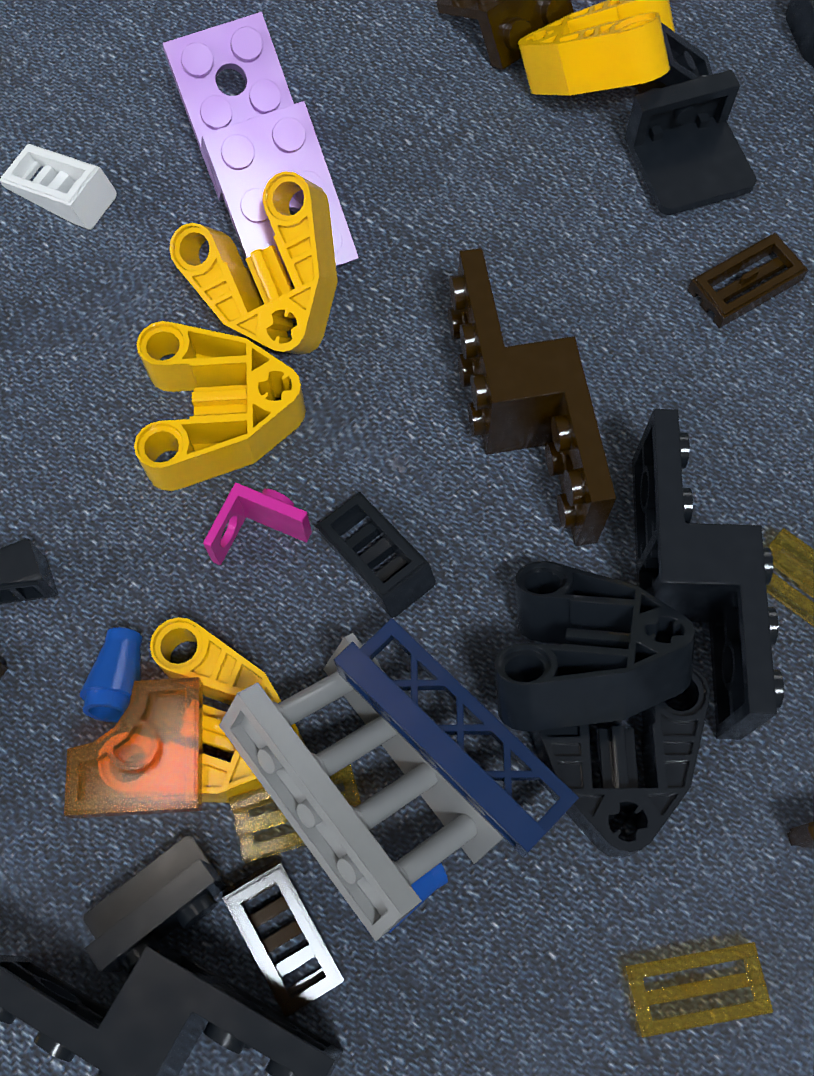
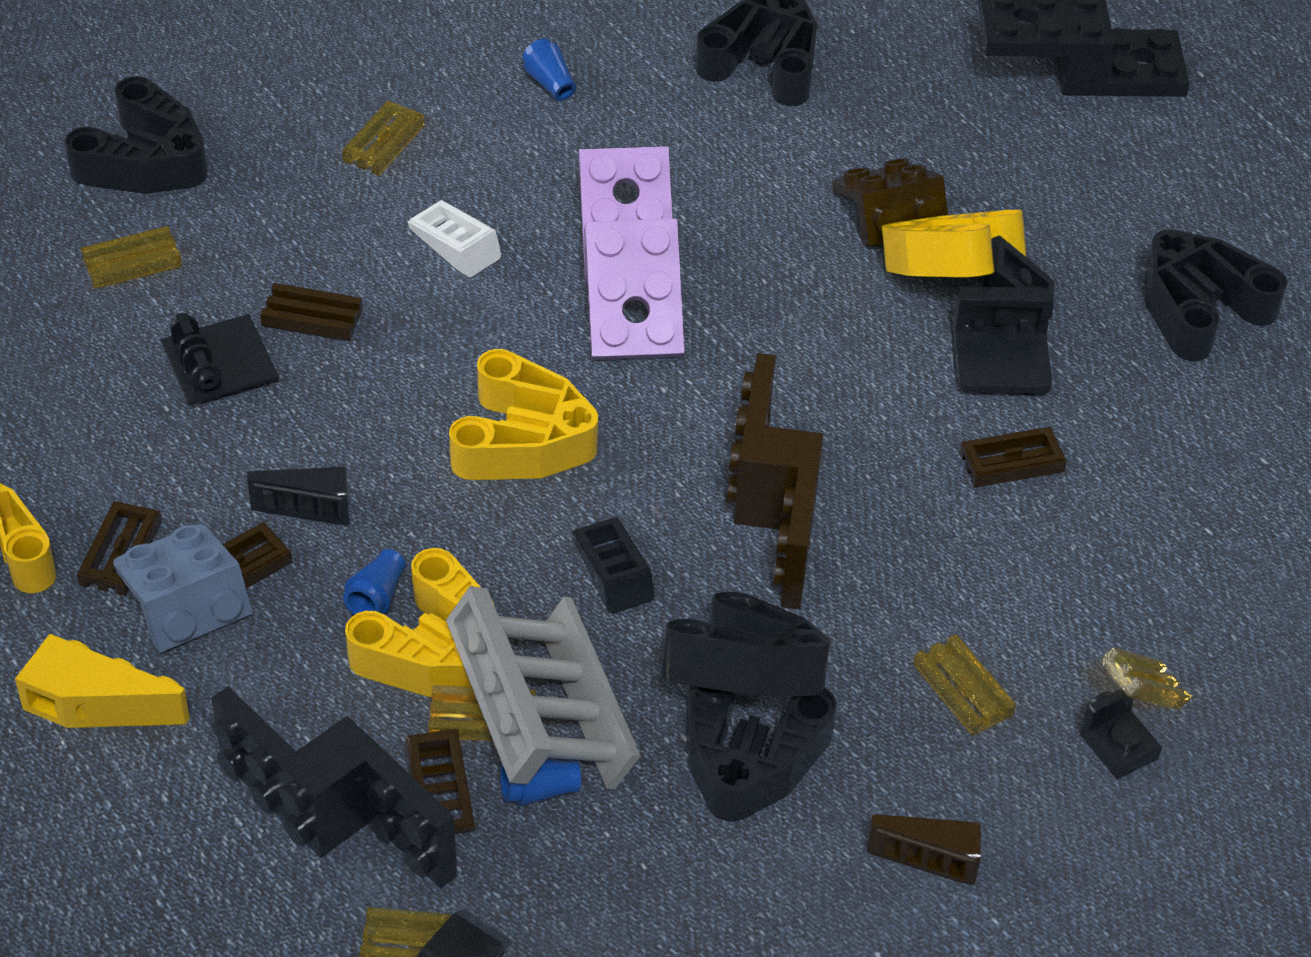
camera: 15 degrees right, 20 degrees down
(146, 760) = (384, 627): clear orange tile -> none
(163, 895) = (381, 718): black bracket -> none
(265, 508) = (531, 502): dark pink bracket -> none
(307, 252) = (595, 362): yellow connector -> none
(440, 750) = (614, 683): dark blue fence -> none
(642, 999) = (745, 921): clear yellow tile -> none
(709, 577) = (867, 634): black bracket -> none

